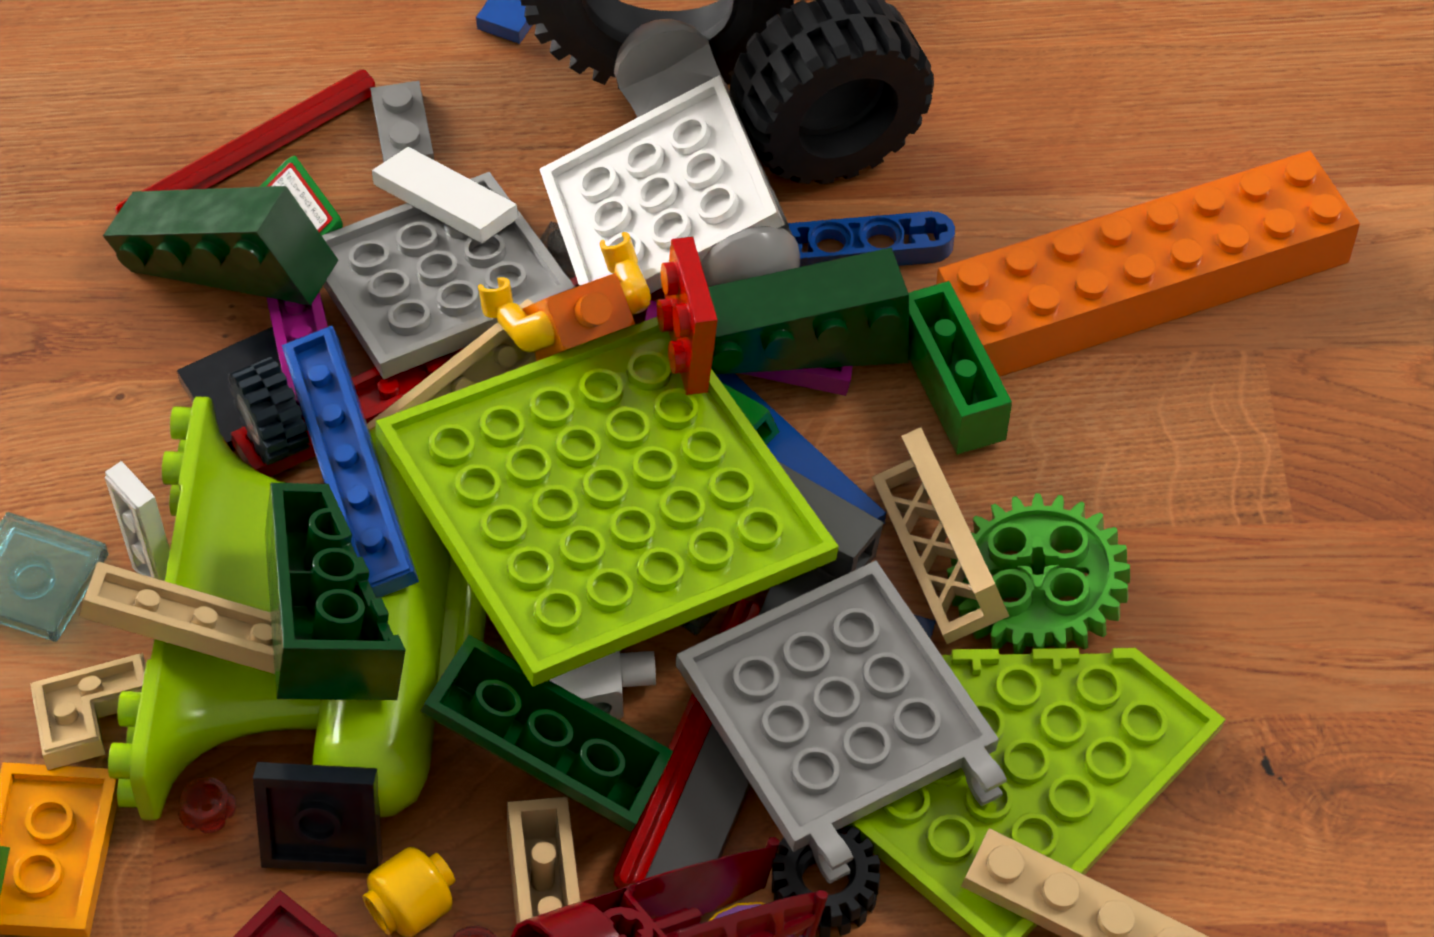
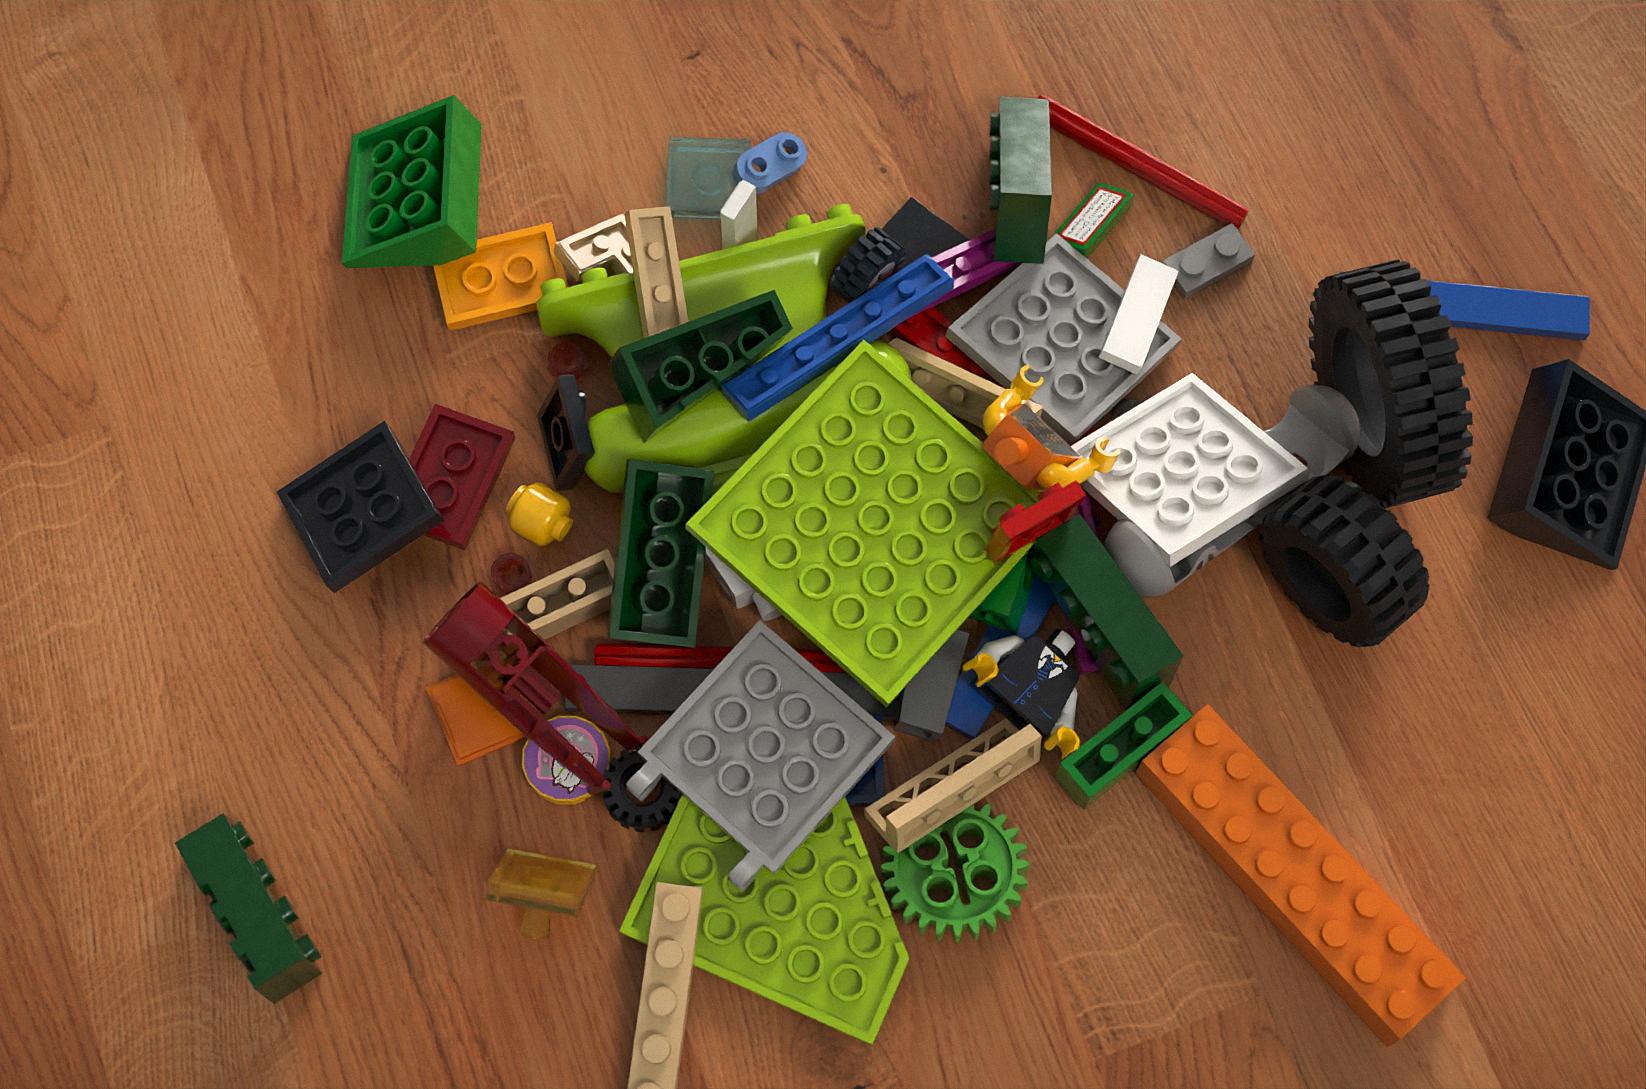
camera: 70 degrees right, 15 degrees up
(52, 499) = (772, 160): none -> medium blue plate
(852, 432) = (1031, 685): none -> torso
(856, 231) = (1238, 634): blue beam -> none

